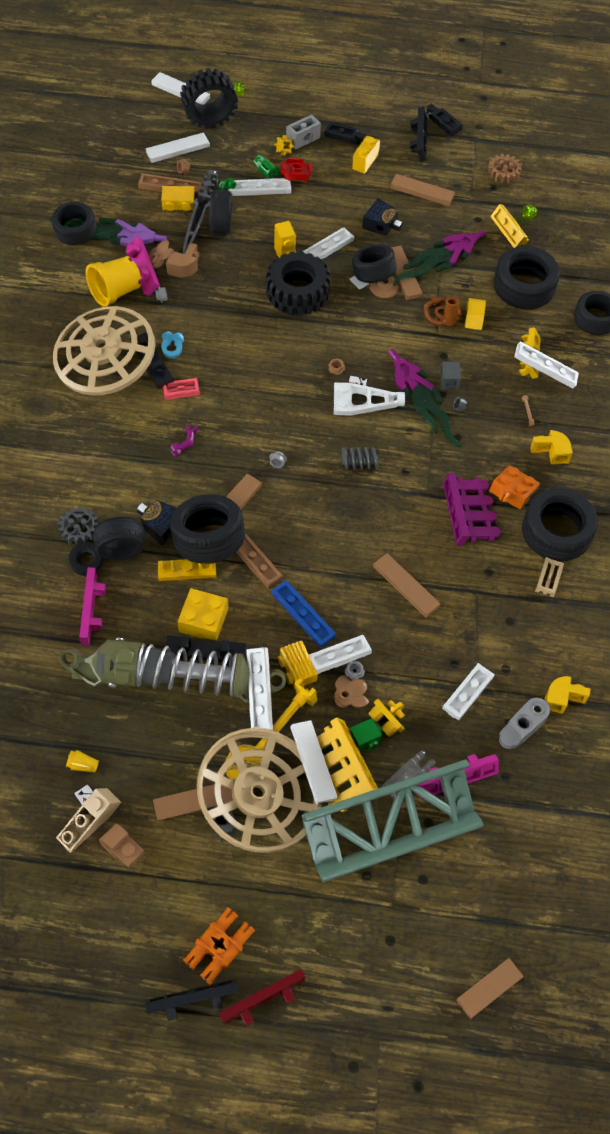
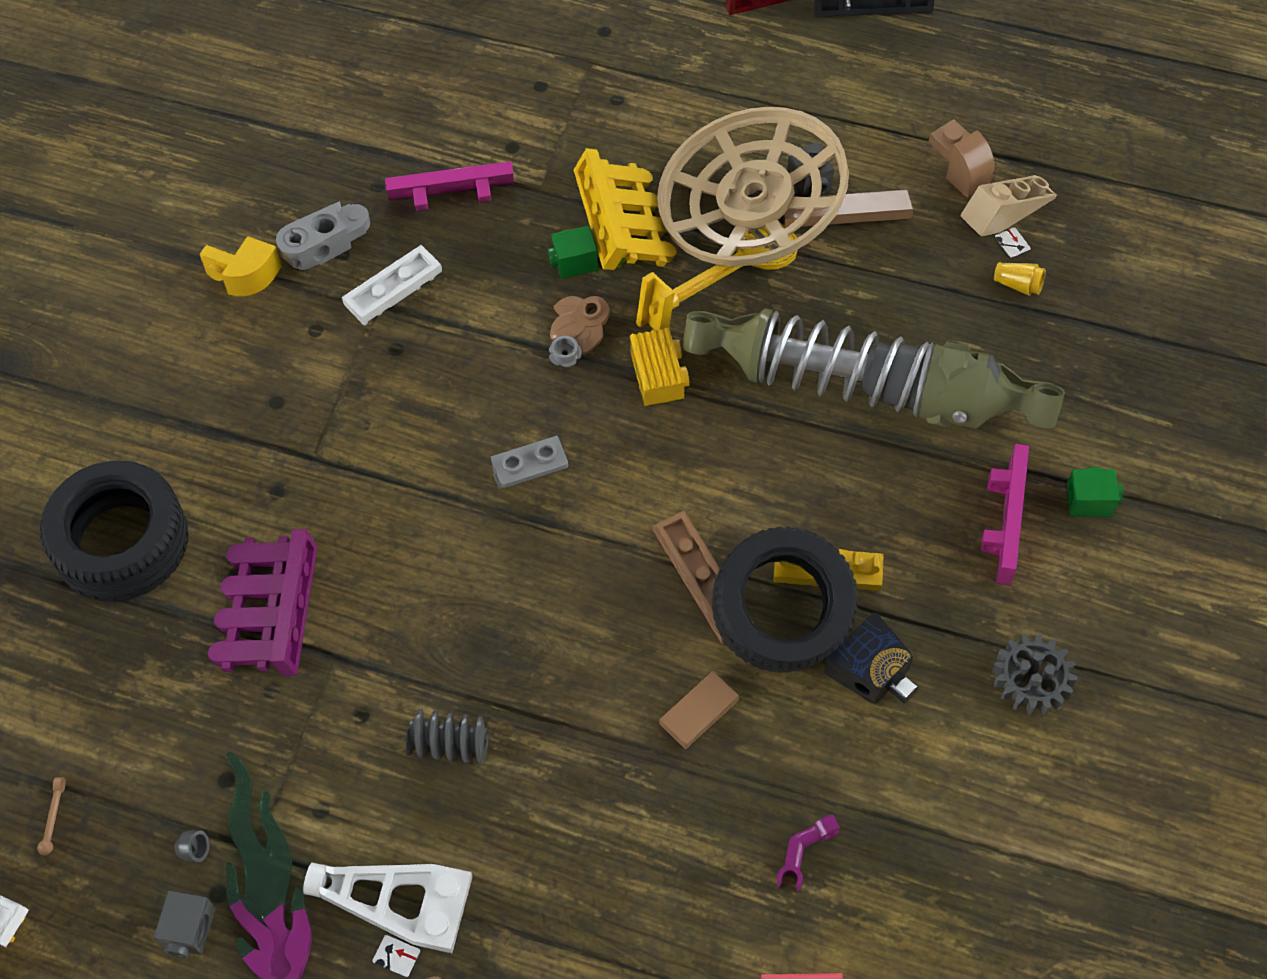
camera: 165 degrees left, 0 degrees up
(43, 624) = (1093, 492): none -> green brick
(77, 551) = (1024, 591): black tyre -> none
(119, 538) = (956, 607): black tyre -> none
(203, 615) = (807, 466): yellow brick -> none
(205, 646) = (810, 421): black hinge -> none
(220, 957) = (833, 43): orange pin -> none
(259, 688) = (730, 312): white tile -> none
(277, 459) = (616, 769): light grey plate -> none
(303, 614) = (631, 452): blue plate -> none
(313, 762) = (663, 218): white tile -> none
(321, 827) = (476, 132): sand green piece -> none
(340, 654) = (584, 366): white plate -> none
(356, 591) = (528, 462): none -> light grey bracket
(380, 711) = (527, 274): yellow hips -> none
(406, 585) = (435, 482): medium nougat tile -> none
(410, 770) = (522, 196): clear hinge -> none
(514, 487) = (162, 632): orange plate -> none
(545, 590) = (183, 461): tan tile -> none
(556, 444) = (37, 707): yellow brick -> none

